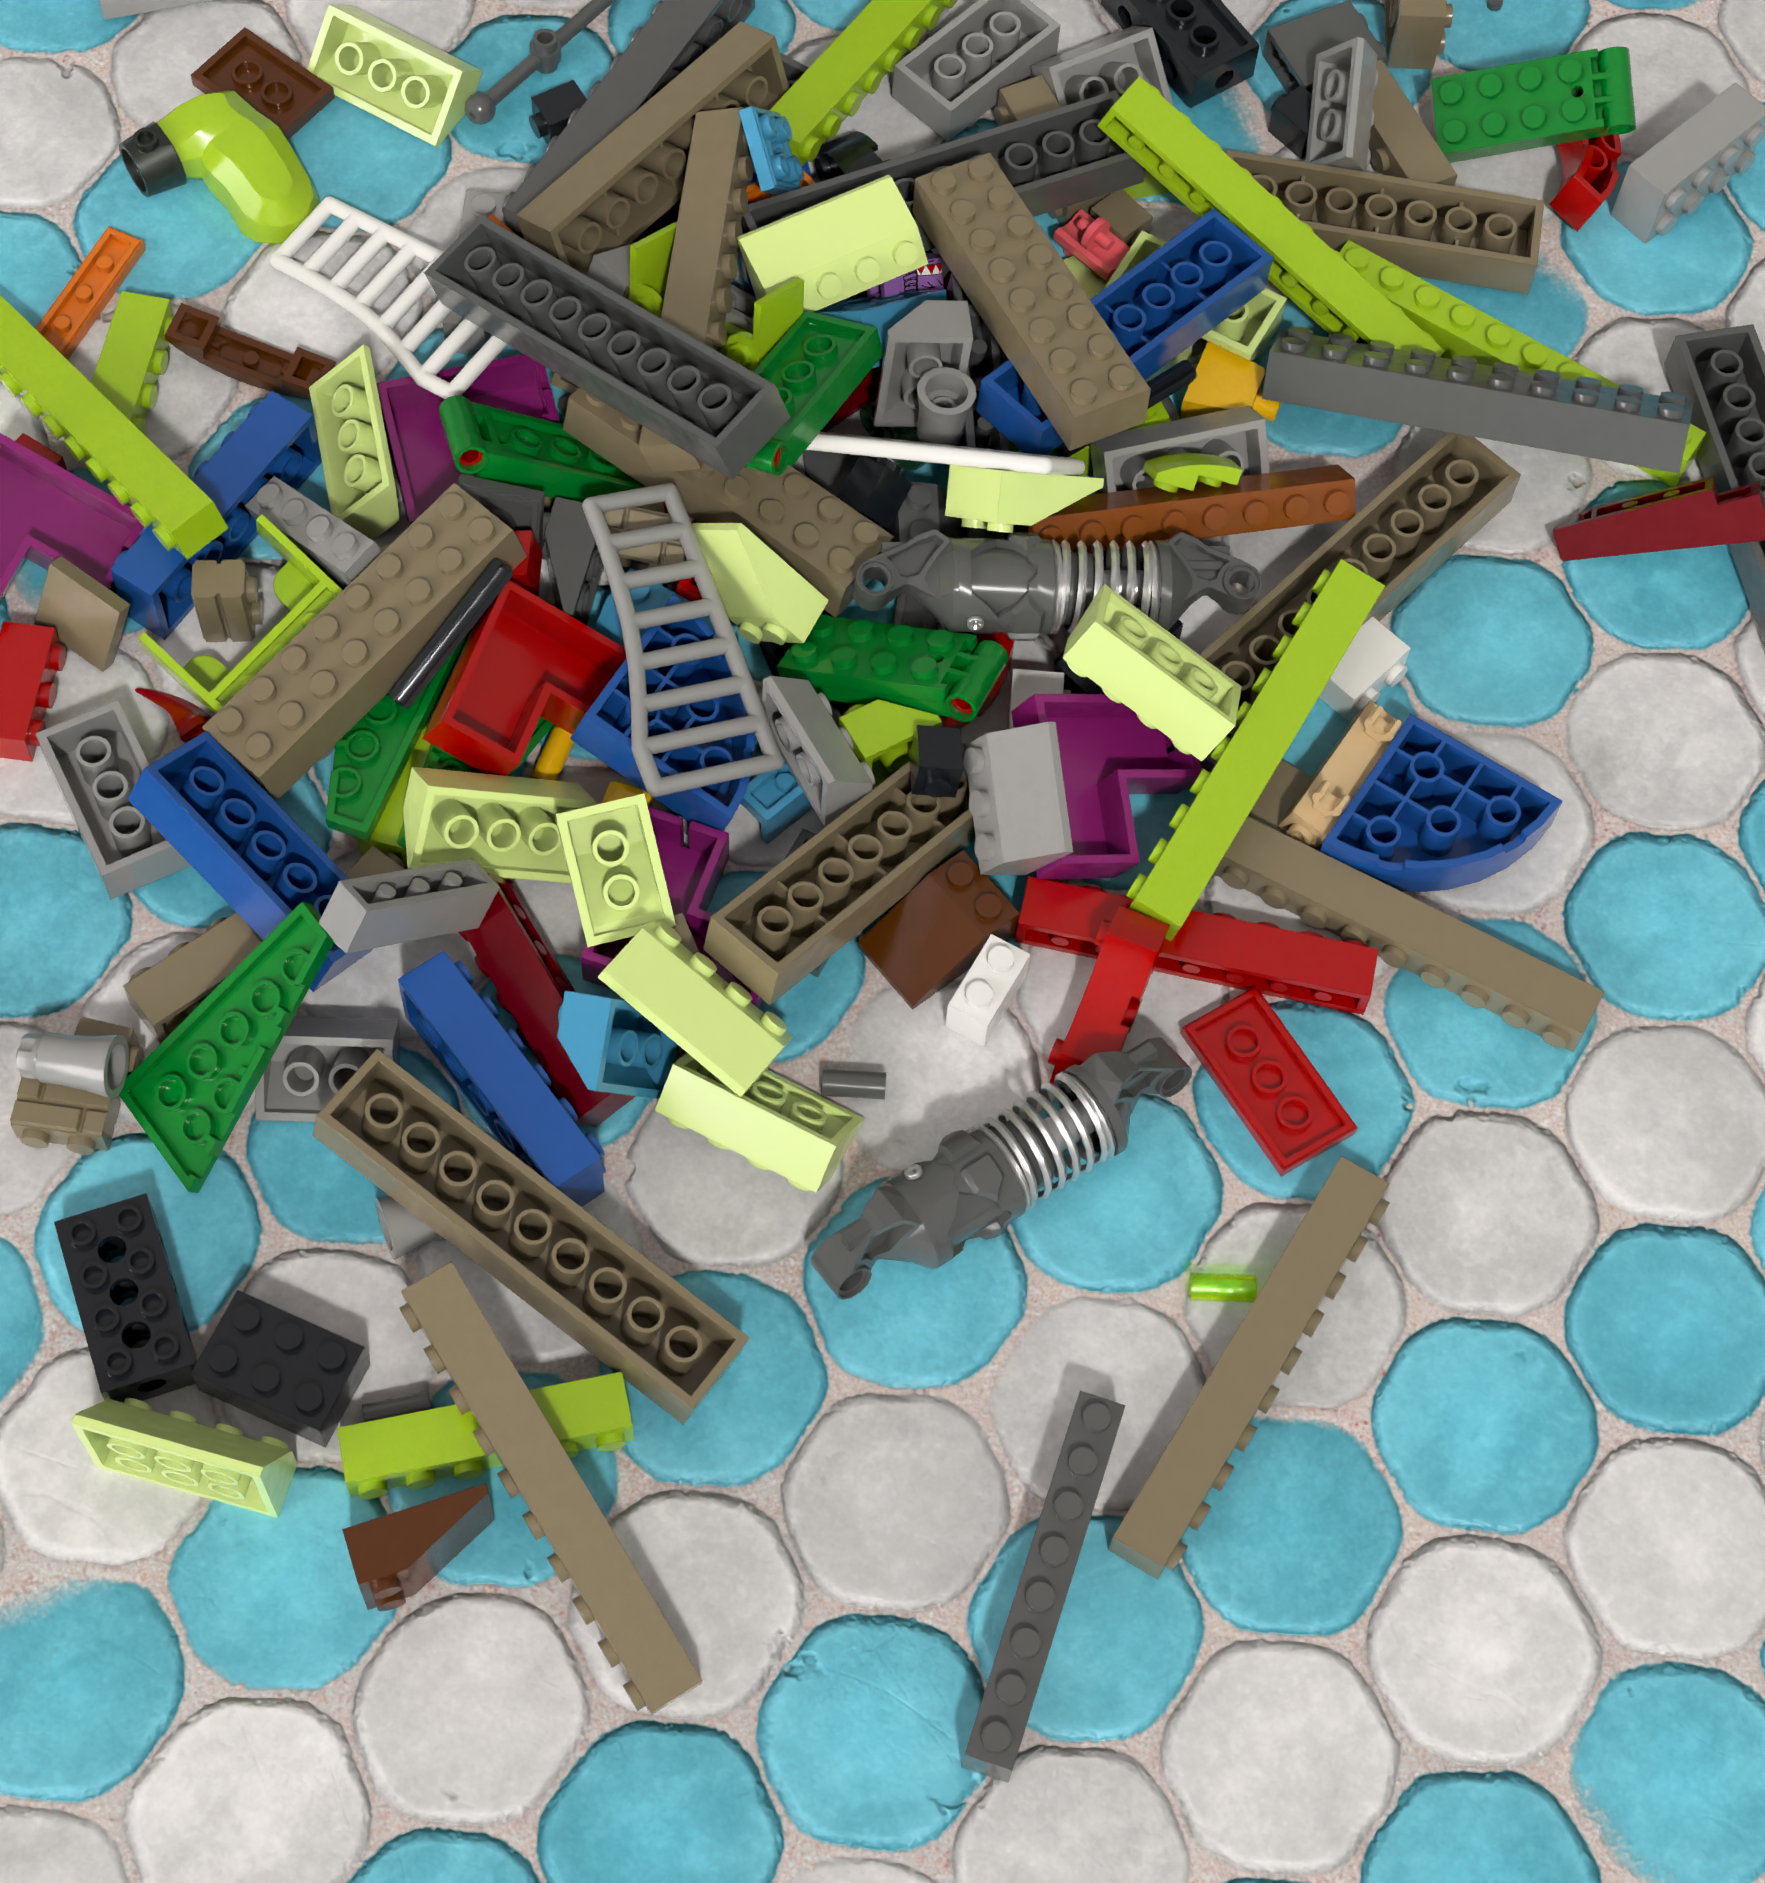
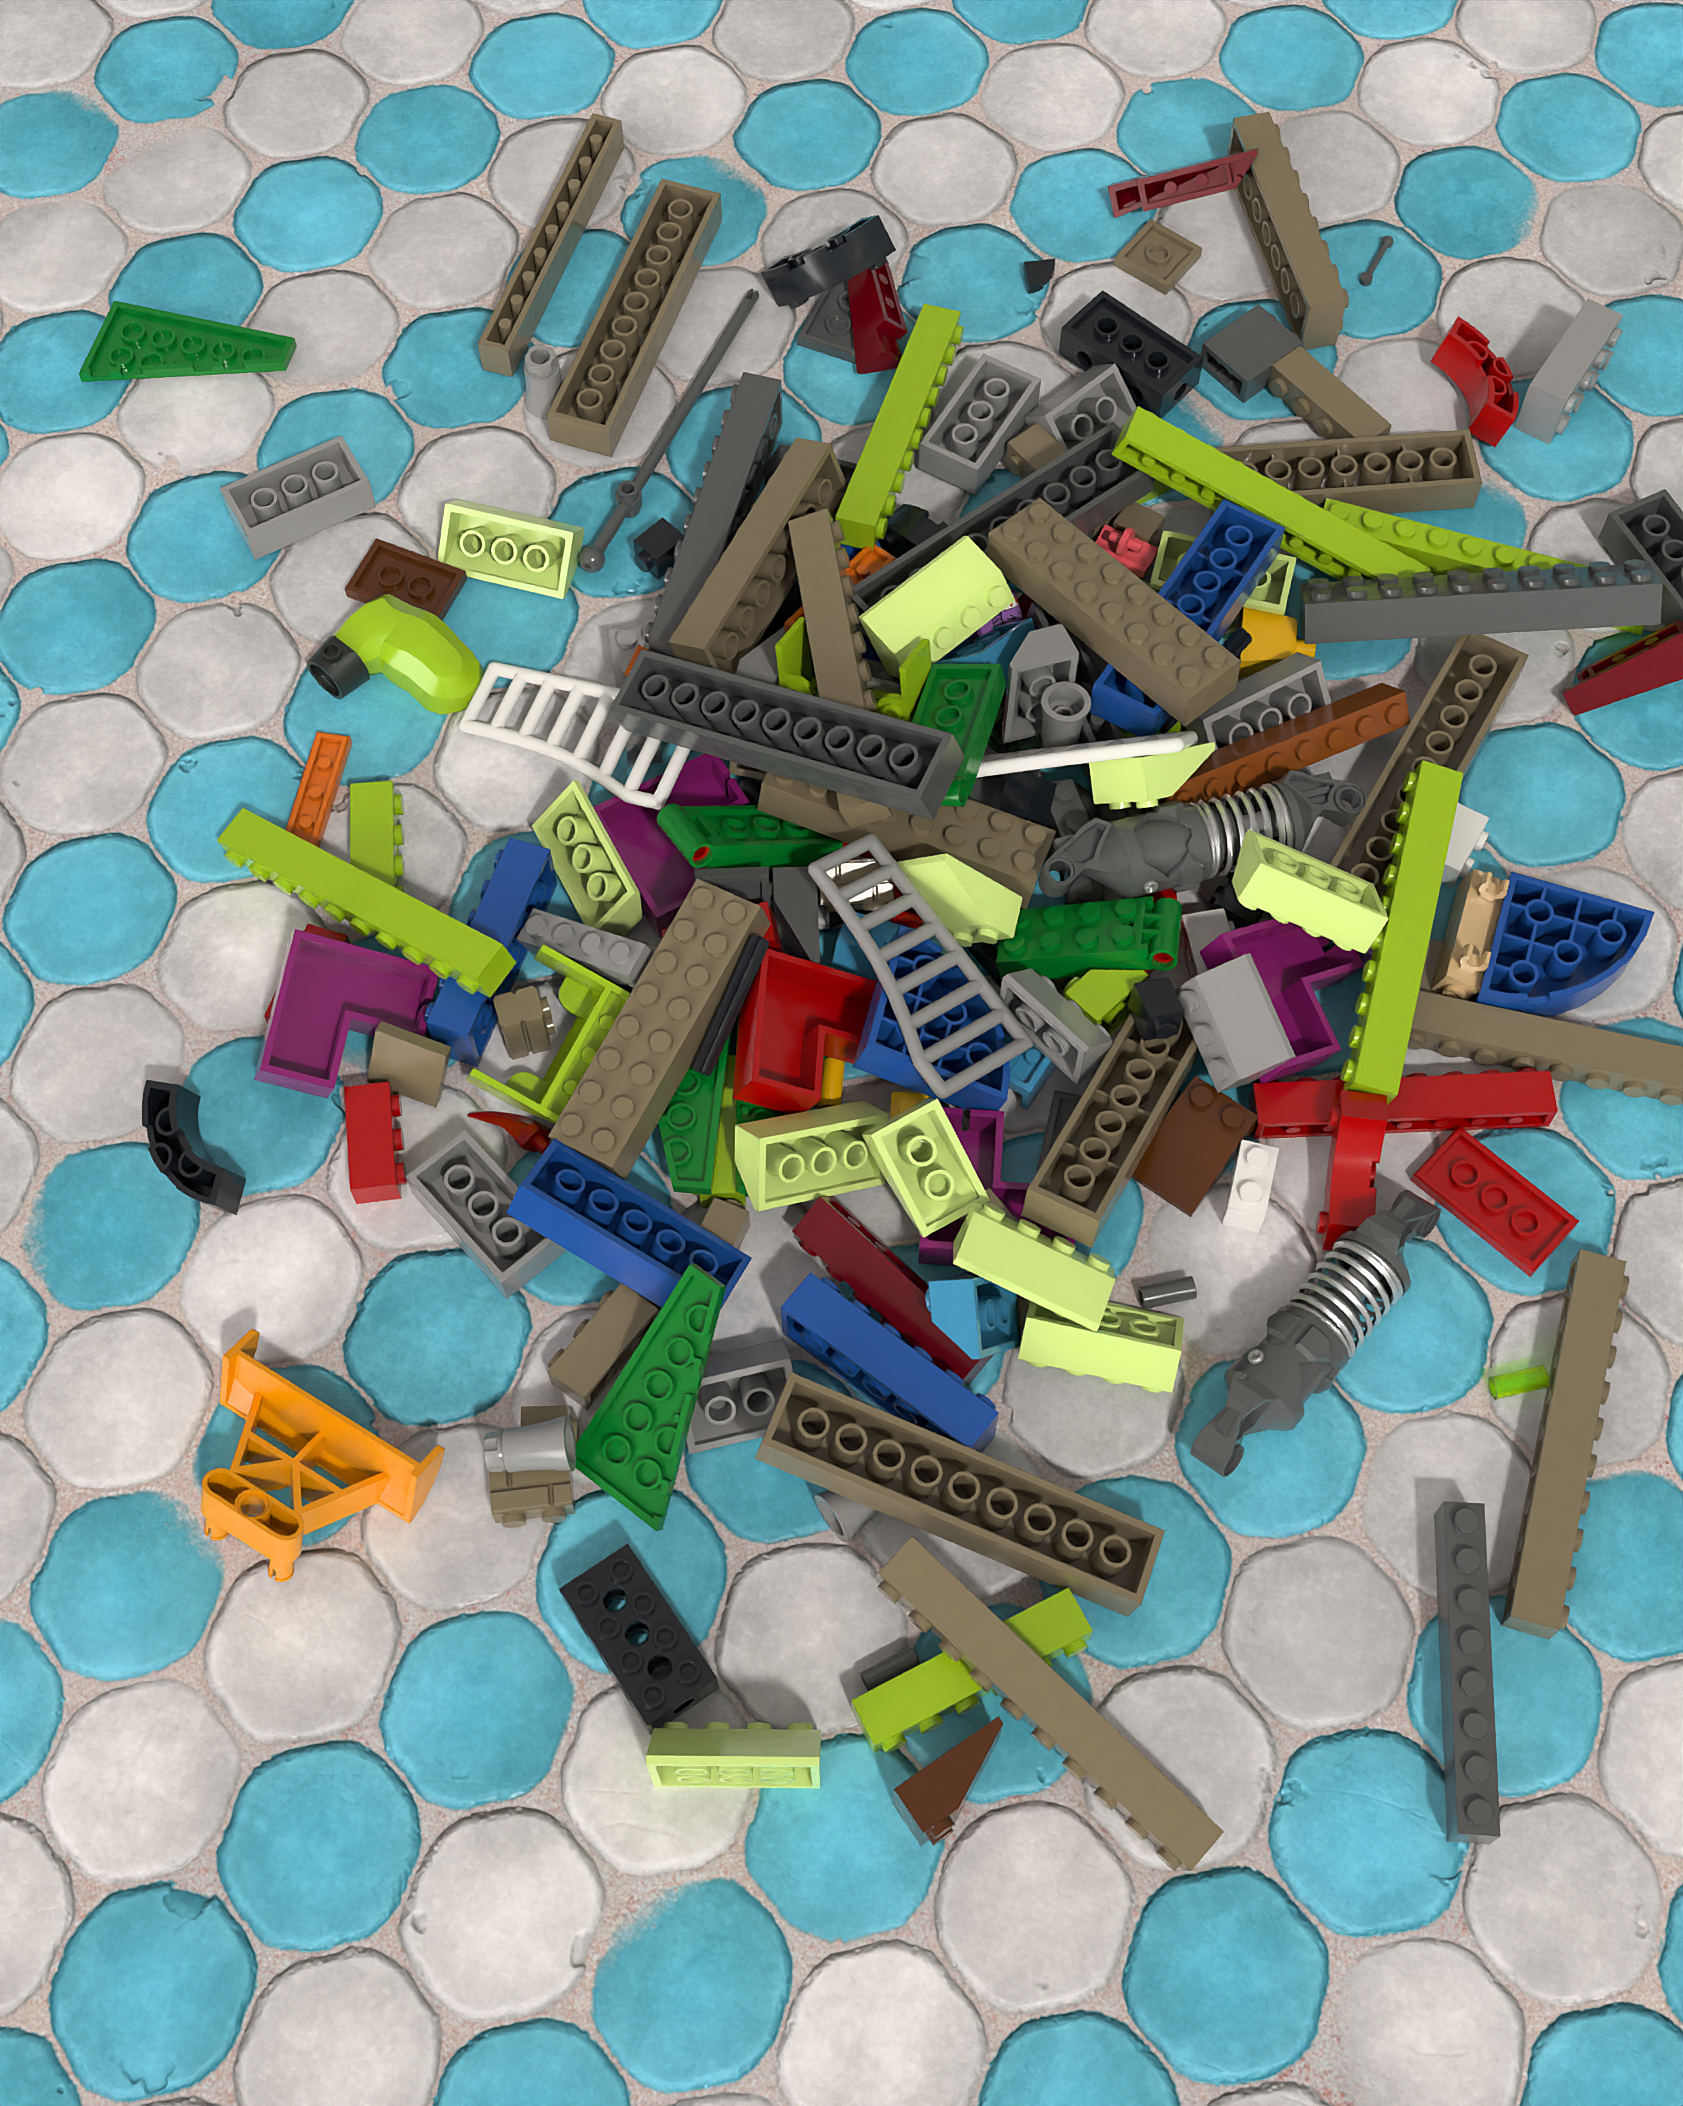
camera: 10 degrees left, 0 degrees up
(242, 357) = (469, 814): reddish brown slope -> none
(281, 1368) = (784, 1661): black brick -> none
(408, 905) = (774, 1243): light grey brick -> none
(769, 147) = (852, 527): dark azure tile -> none
(1186, 468) = (1273, 717): lime slope -> none
(1291, 120) = (1250, 411): black brick -> none
(1343, 106) = (1286, 391): light grey slope -> none
(1534, 104) = (1436, 353): green hinge -> none

